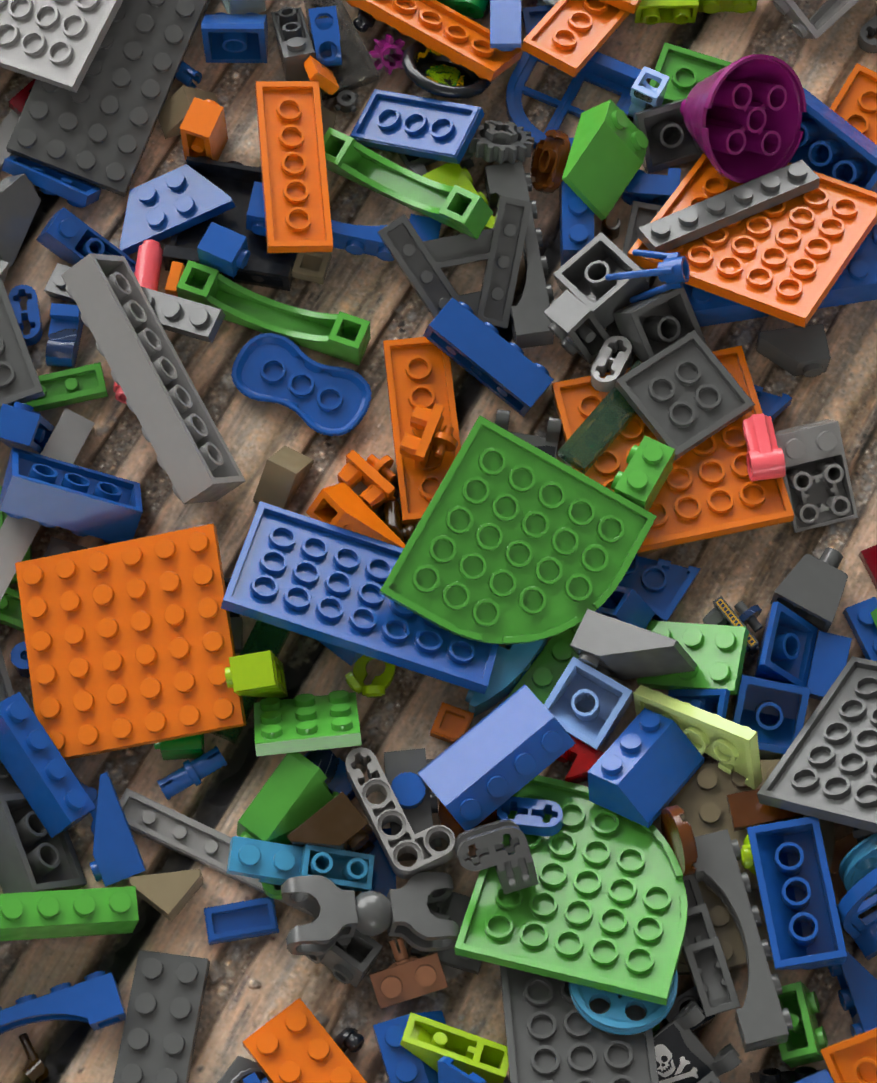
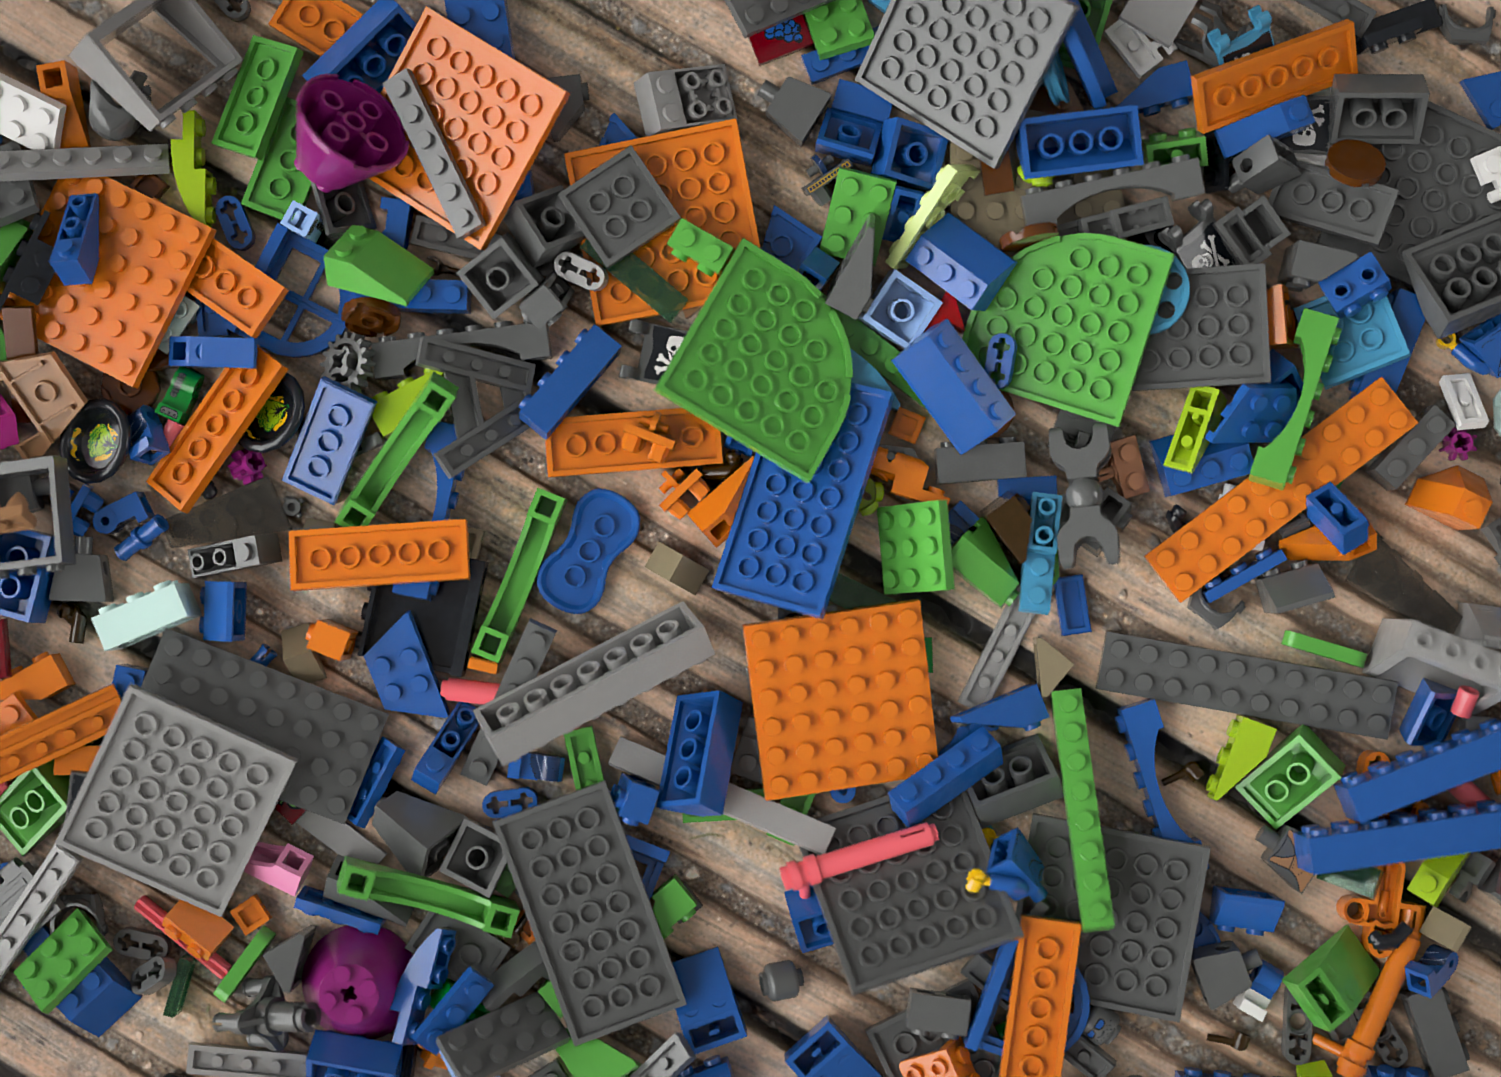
camera: 85 degrees left, 20 degrees up
(192, 772) = (946, 646): blue pin -> none
(223, 250) = (463, 619): blue brick -> none
(256, 675) = (878, 588): lime slope -> none
(318, 72) = (276, 529): orange tile -> none
(325, 35) = (233, 524): blue leg -> none
(391, 811) = (996, 477): light grey beam -> none
(399, 716) = (906, 473): none -> orange plate
(409, 790) = (975, 463): blue tile -> none
(512, 862) = (1043, 387): dark grey piece -> none
(644, 41) = (228, 225): none -> blue beam
(672, 270) = (509, 211): blue plant -> none
(763, 455) = (684, 139): coral piece -> none
(812, 62) = (257, 97): none -> bright green plate

